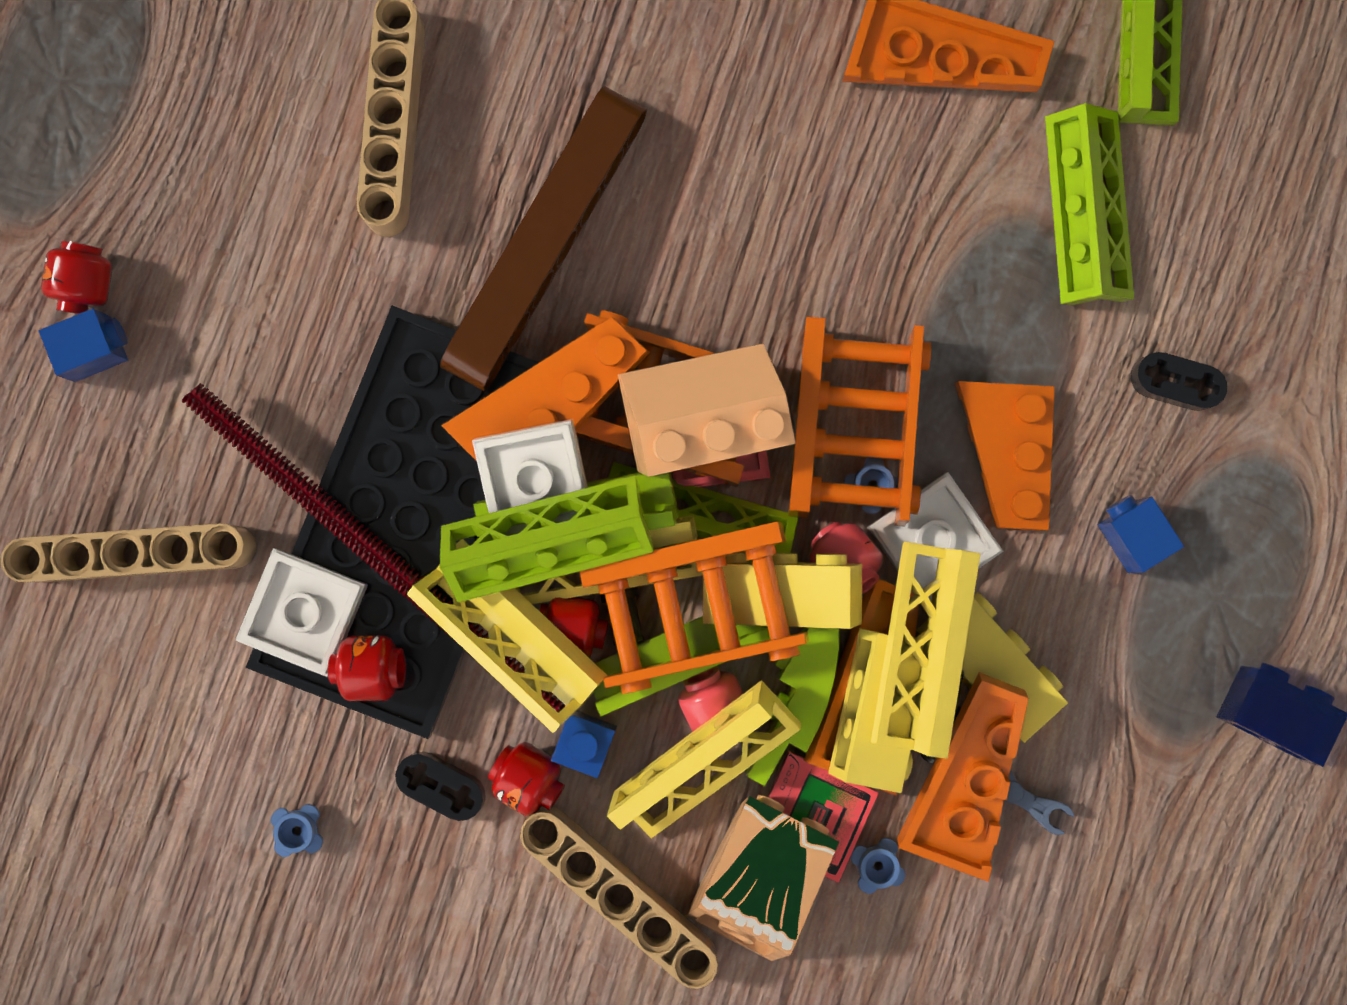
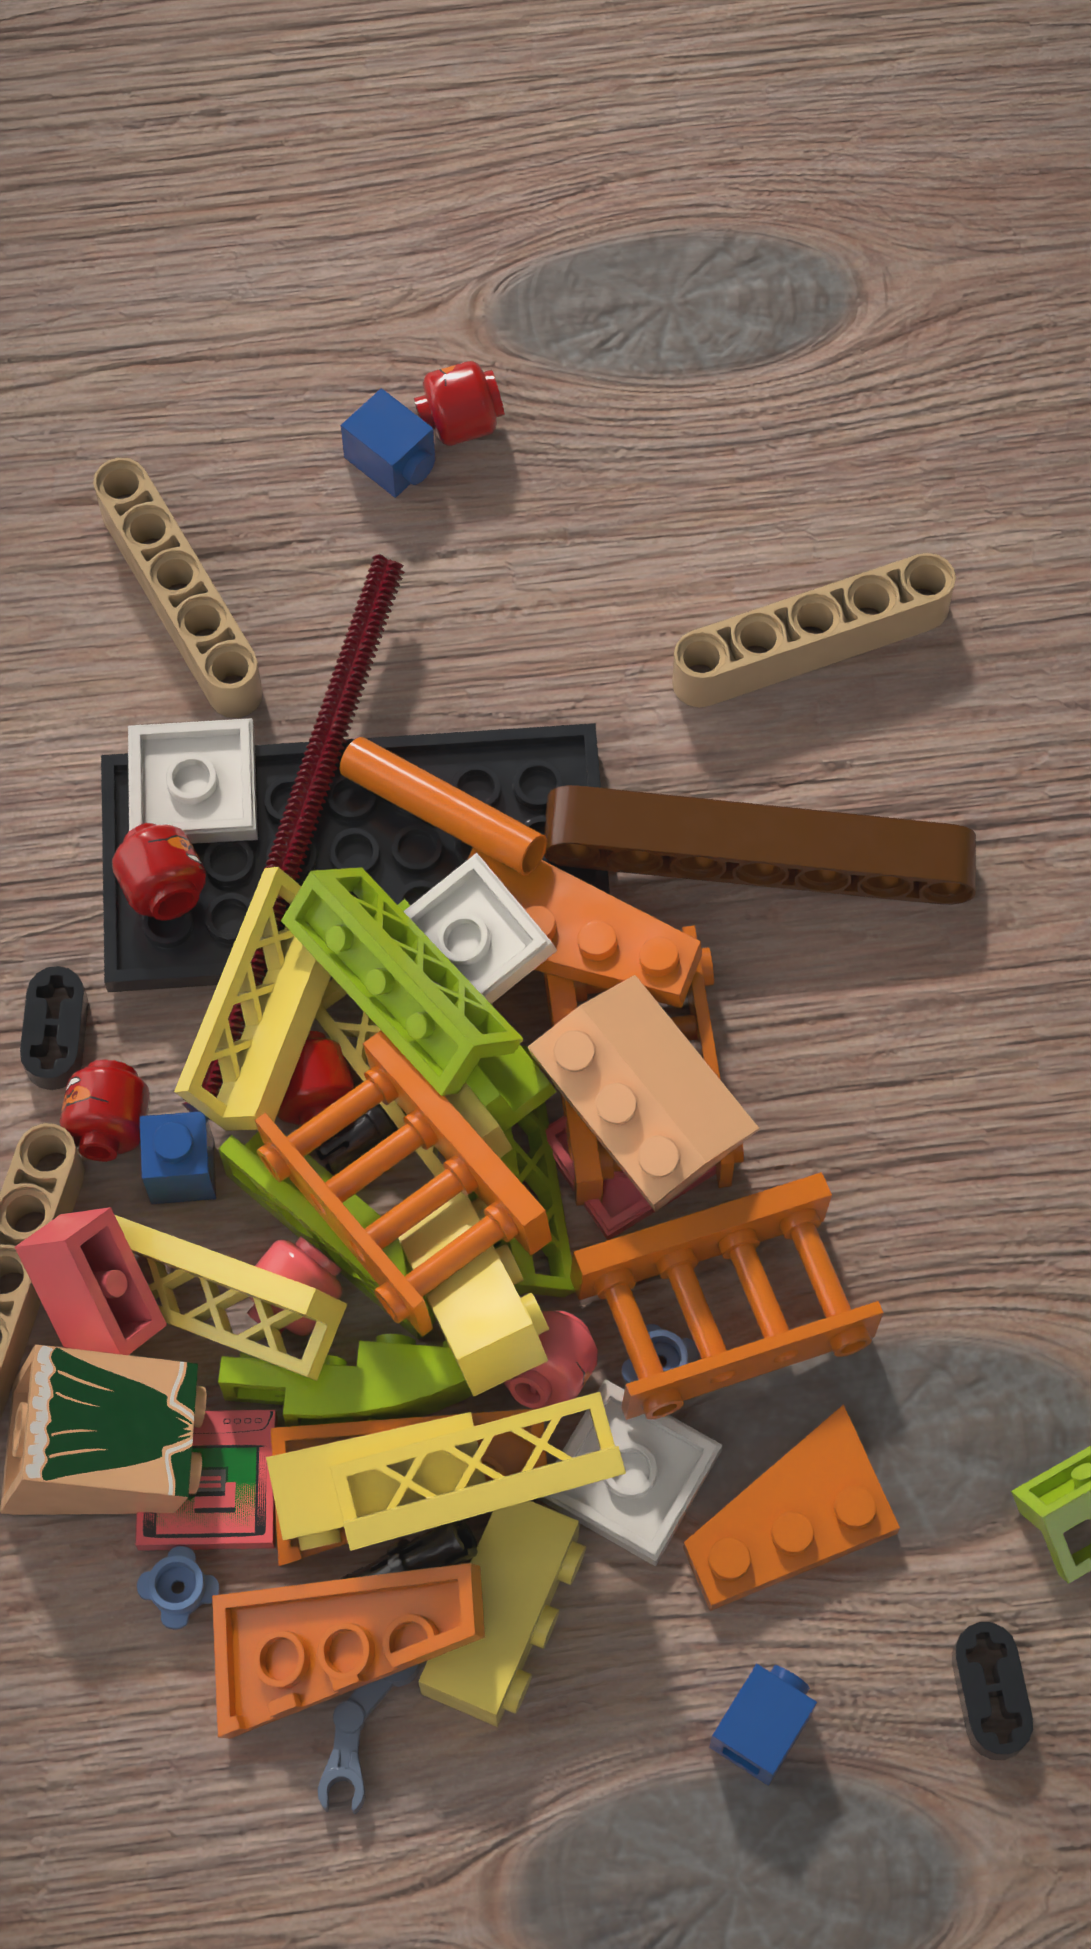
camera: 70 degrees right, 20 degrees down
(413, 445) = (443, 805): none -> orange piece
(659, 845) = (91, 1283): none -> coral brick

